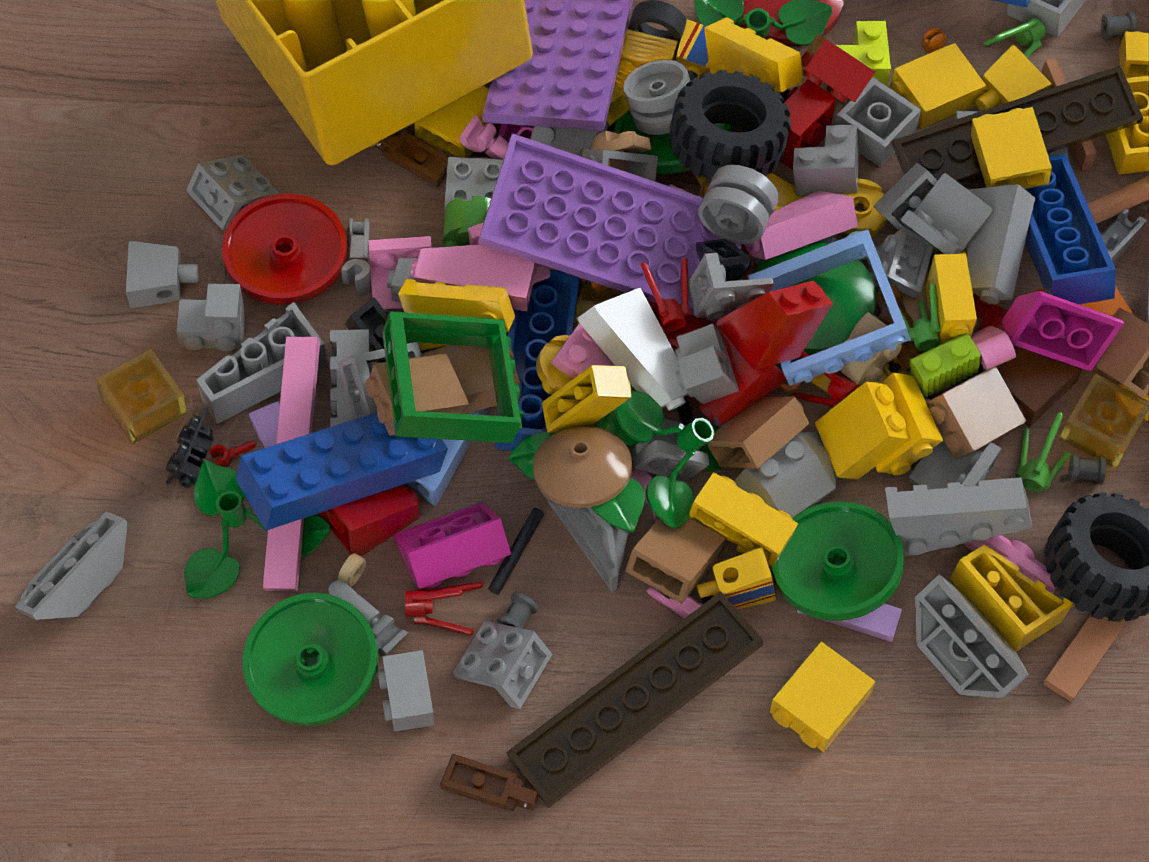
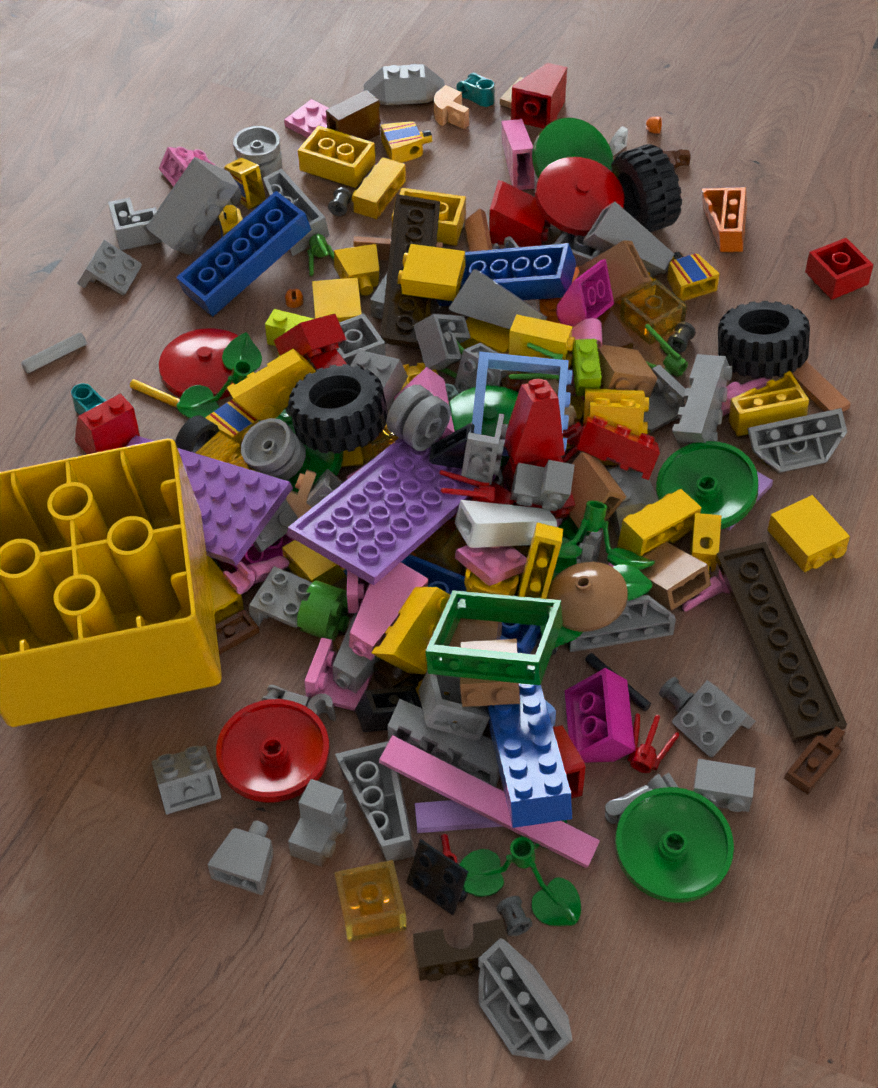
camera: 65 degrees left, 10 degrees down
(106, 477) = (439, 959): none -> dark brown arch
(177, 535) = (511, 906): none -> dark grey bush
(352, 569) = (597, 794): tan tile -> none
(832, 439) = (618, 445): none -> red wedge
(948, 216) = (472, 320): light grey bracket -> none

